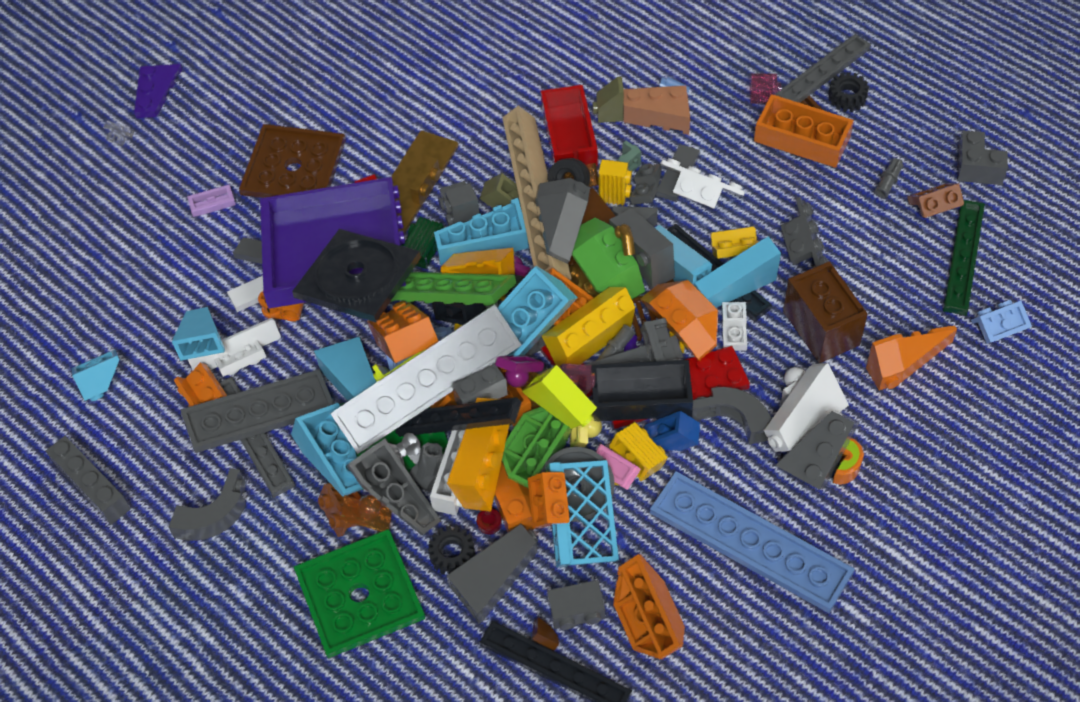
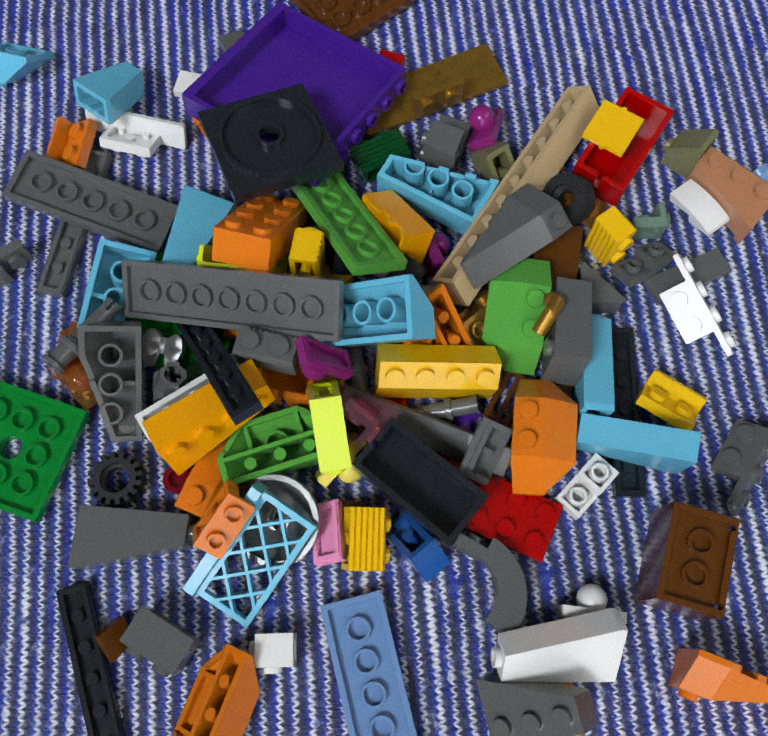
camera: 40 degrees right, 15 degrees up
(347, 488) = (68, 345): none -> dark grey pin
(446, 316) = (307, 252): none -> yellow brick
(473, 173) = (485, 126): none -> magenta tile
(556, 119) = (612, 128): none -> yellow piece
(651, 129) = (700, 206): none -> white slope
(652, 549) = (274, 651): none -> white brick

